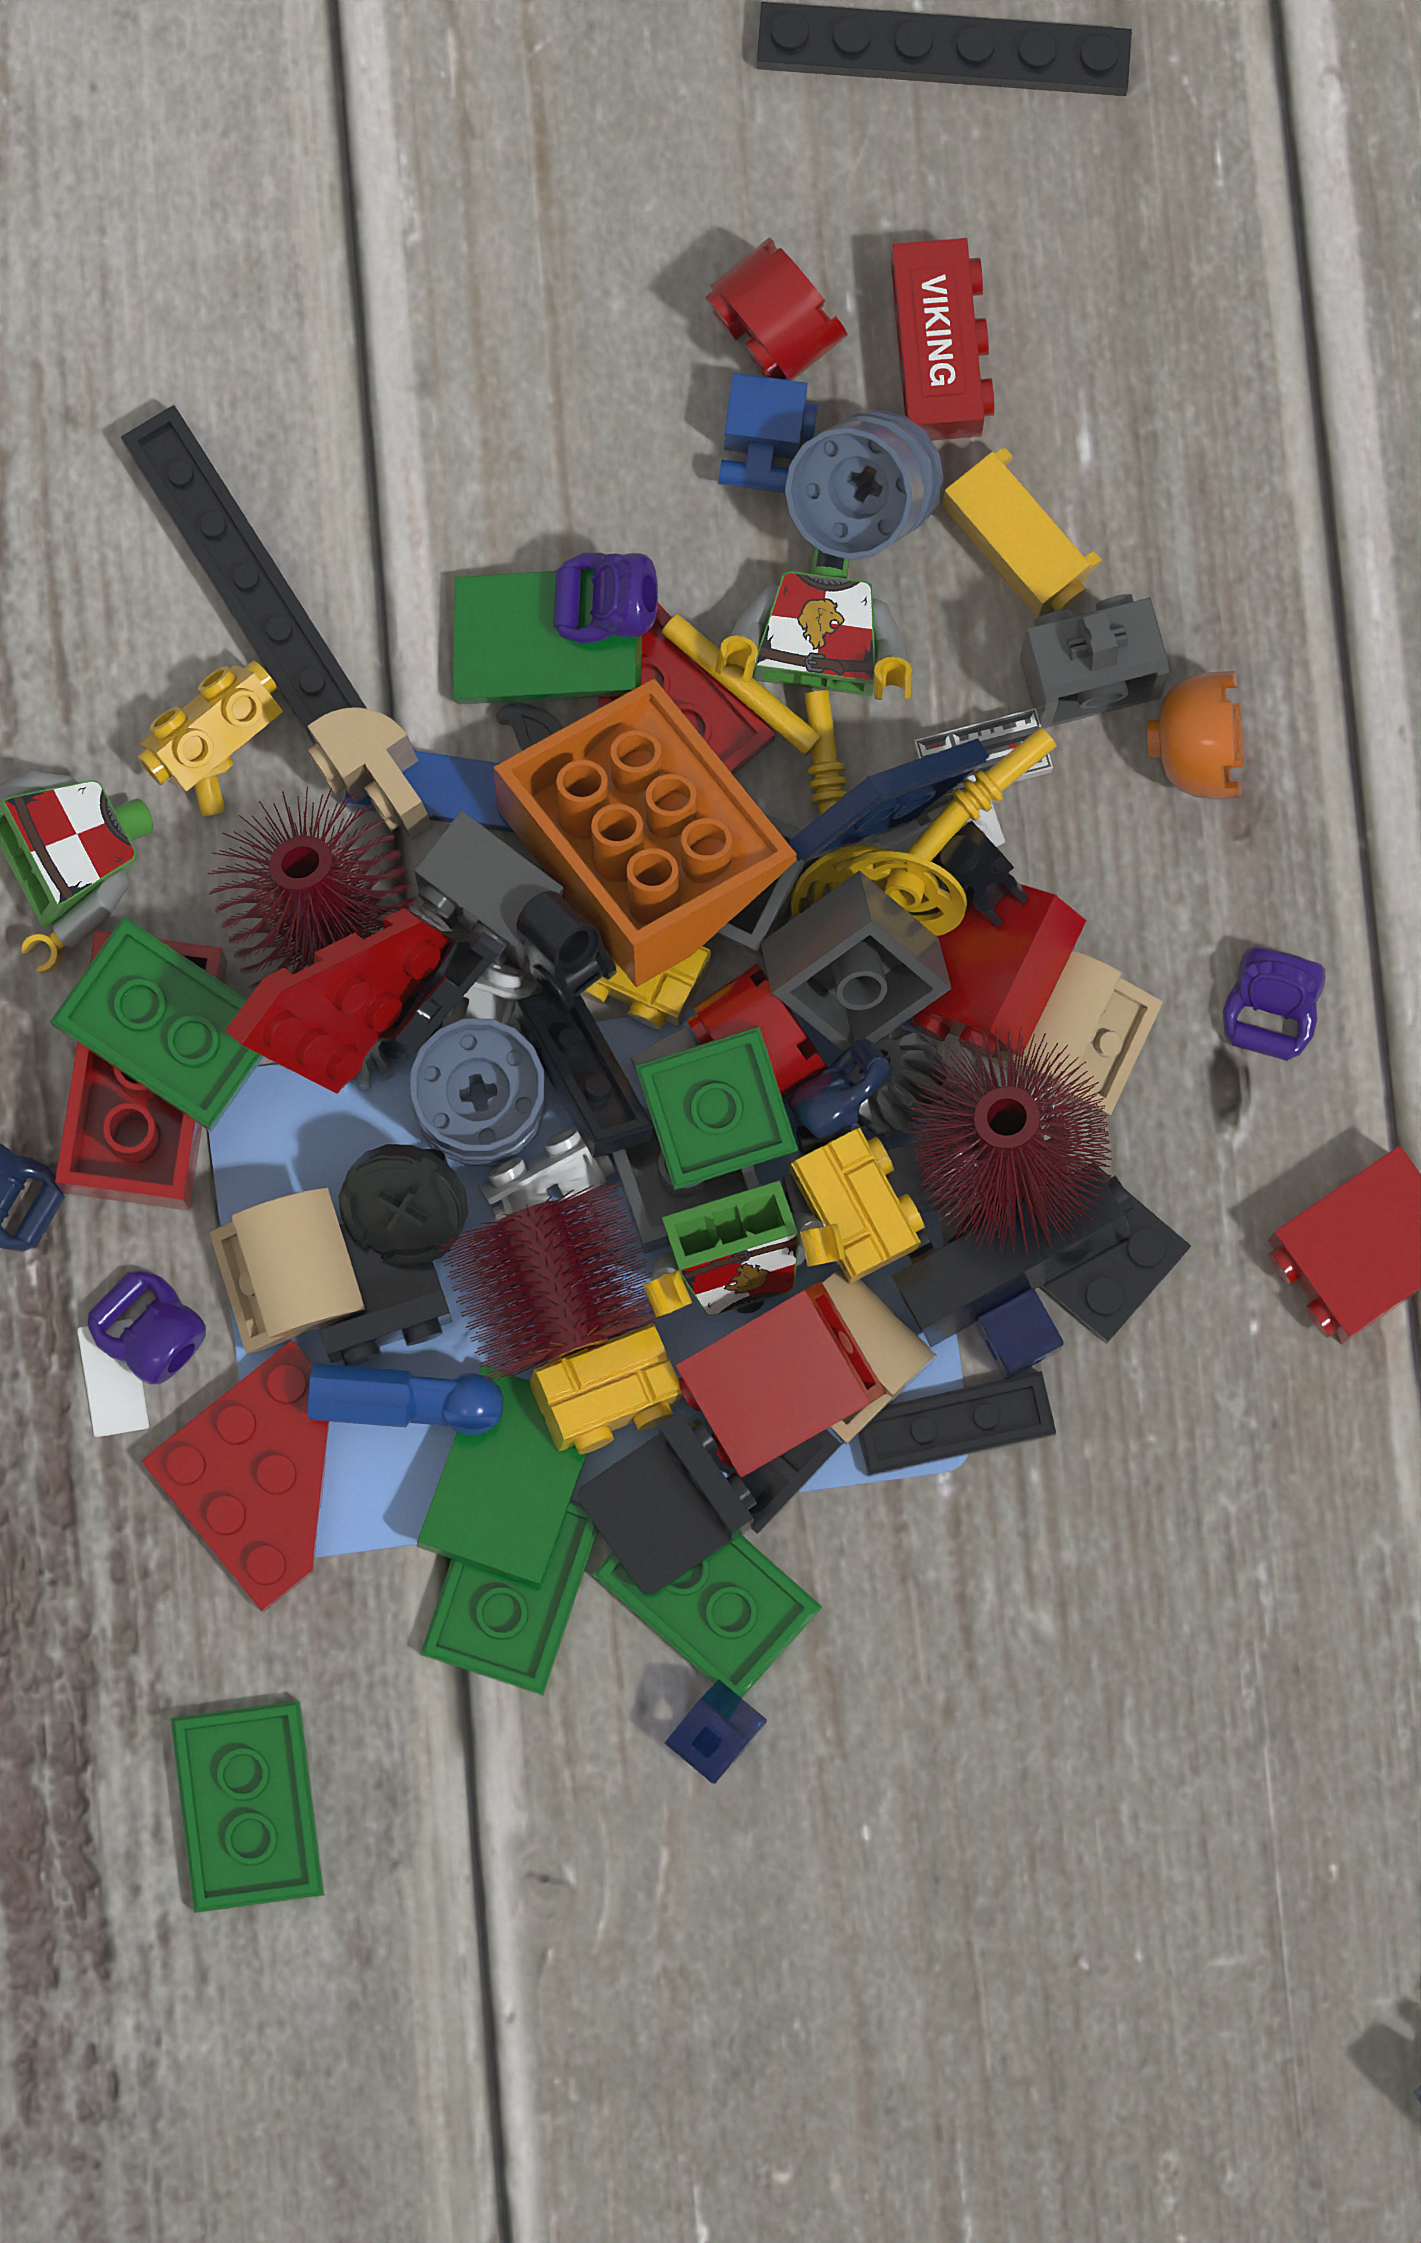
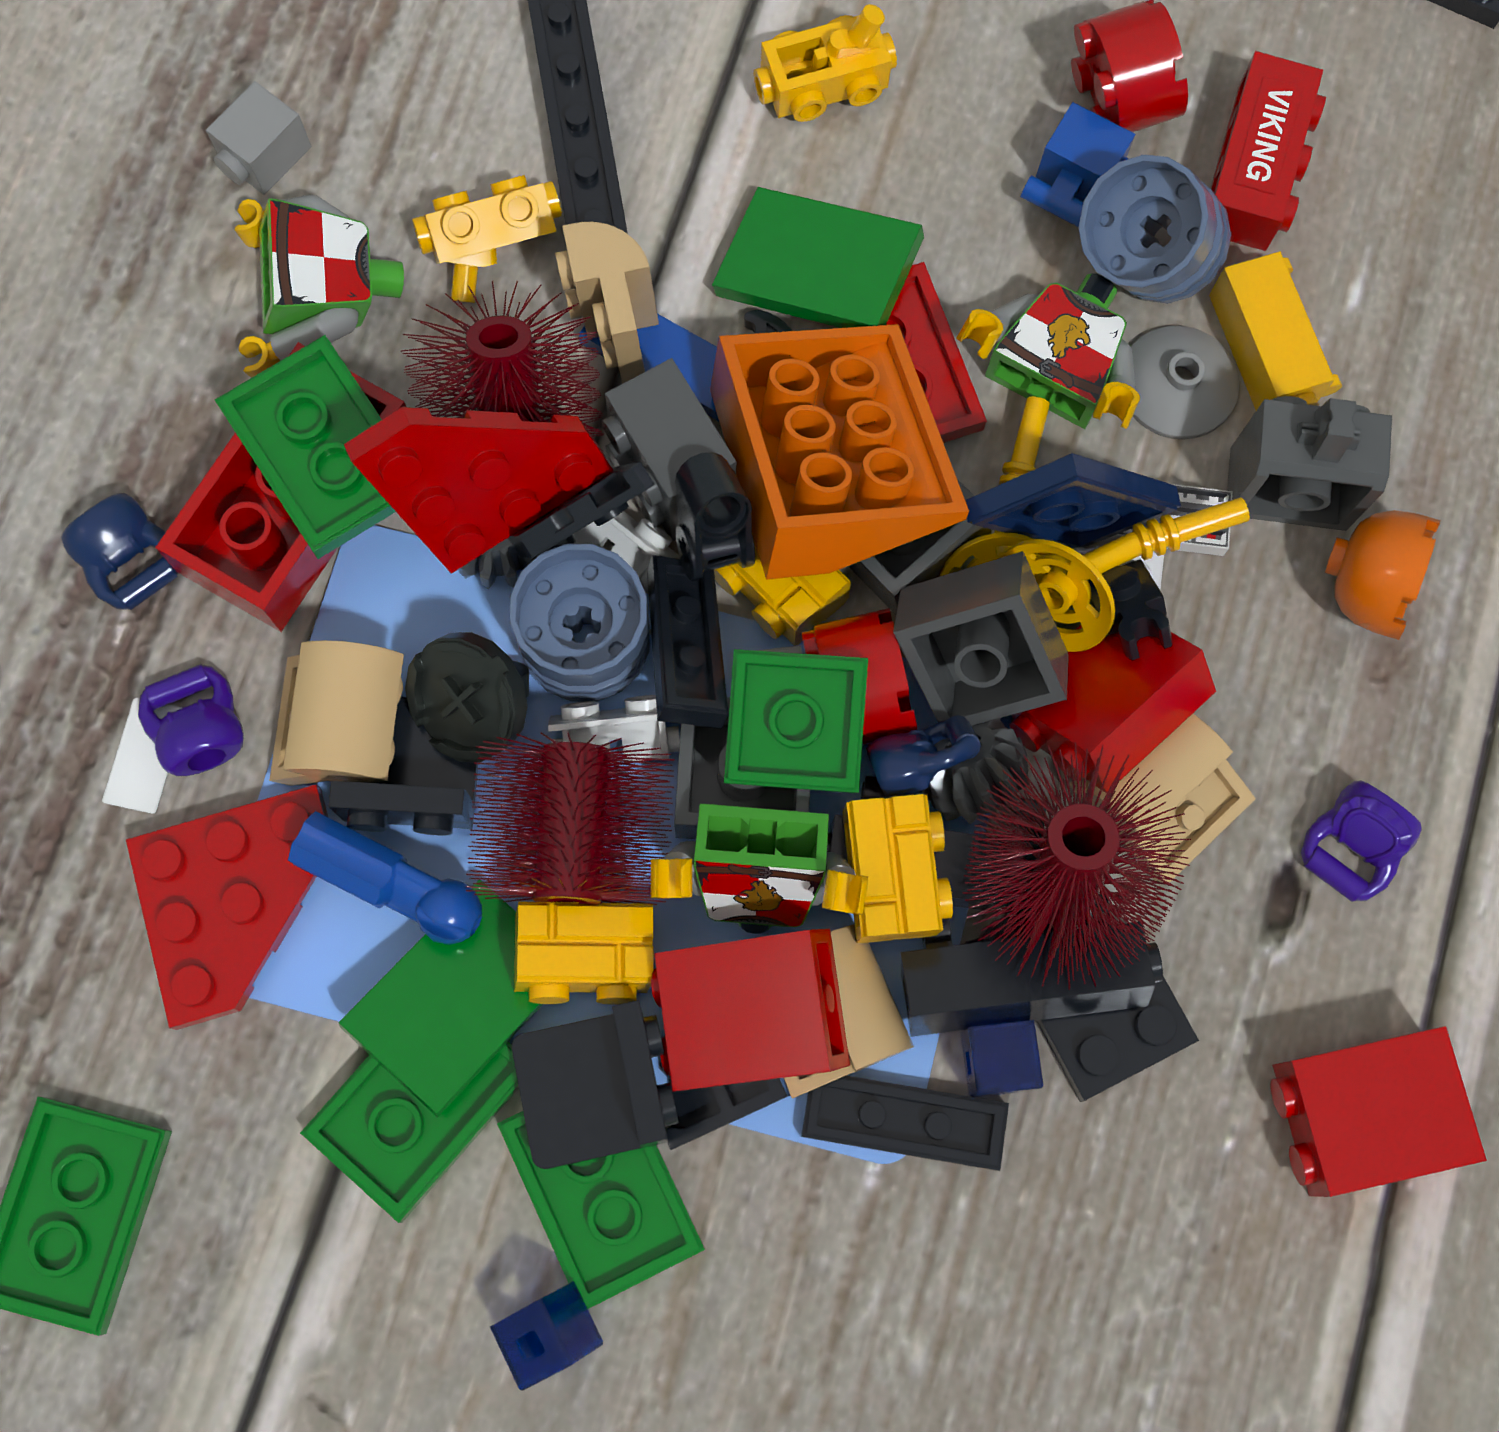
camera: 20 degrees right, 5 degrees down
(486, 409) = (826, 65): none -> yellow brick
(621, 601) = (898, 242): dark purple piece -> none
(750, 693) = (974, 367): yellow bar -> none
(954, 640) = (1176, 405): none -> light grey dish

